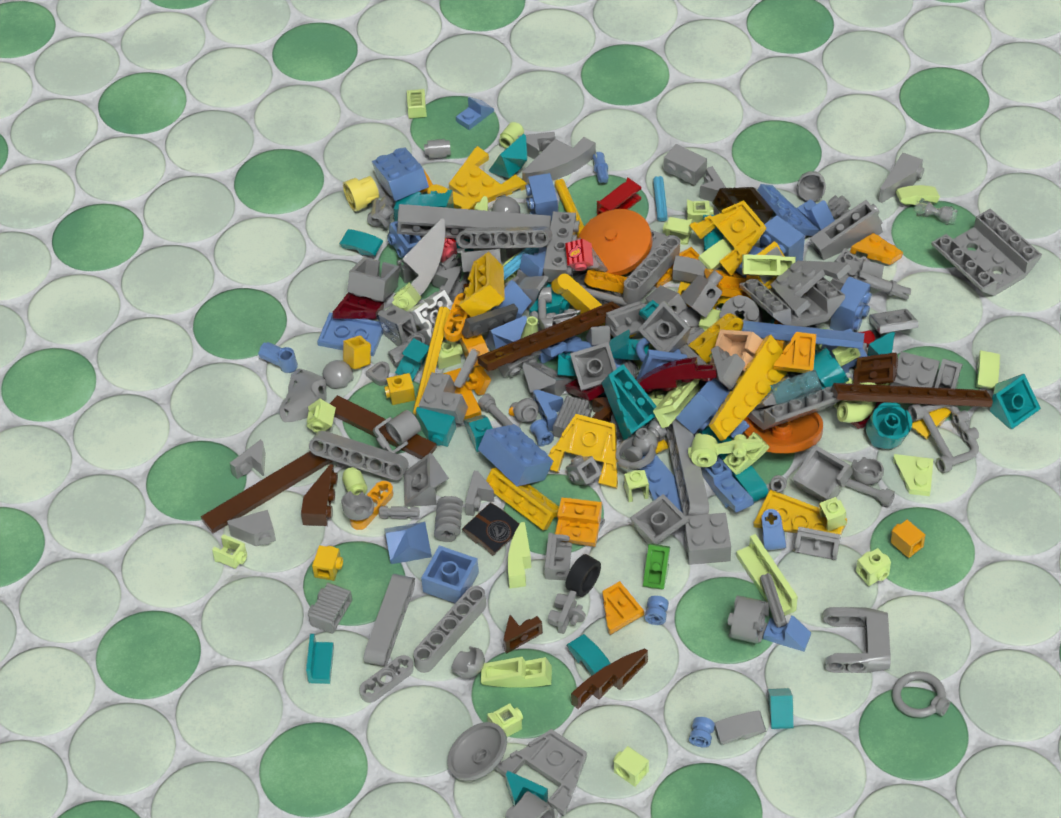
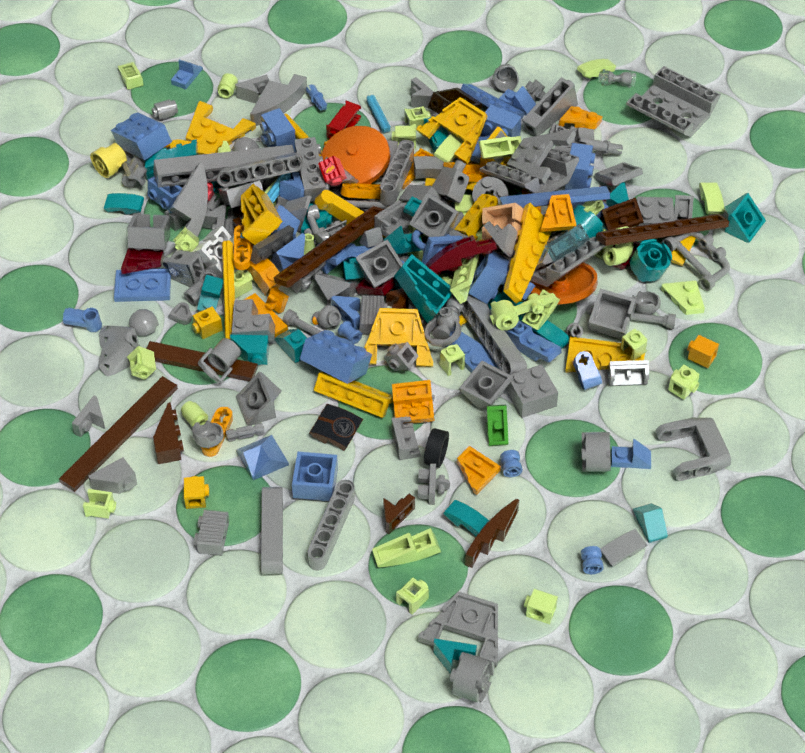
camera: 20 degrees left, 0 degrees up
(319, 661) = (220, 583): teal panel -> none
(357, 352) = (156, 298): yellow brick -> none
(367, 452) = (182, 393): light grey beam -> none
(389, 669) = (287, 593): light grey beam -> none
(448, 518) = (293, 426): light grey piece -> none
(467, 367) = (265, 290): light grey tile -> none
(469, 663) = (360, 551): light grey hair -> none
(477, 751) = (399, 628): light grey dish -> none
(478, 490) = (313, 395): light grey slope -> none
(511, 159) = (236, 105): teal slope -> none
(518, 558) = (371, 447): yellowish green slope -> none
(685, 164) = (390, 80): light grey brick -> none
(757, 563) = (595, 412): yellowish green fence -> none
(773, 600) = (615, 435): light grey axle -> none
(904, 174) = (578, 54): light grey slope -> none
(939, 703) = (784, 485): light grey piece -> none

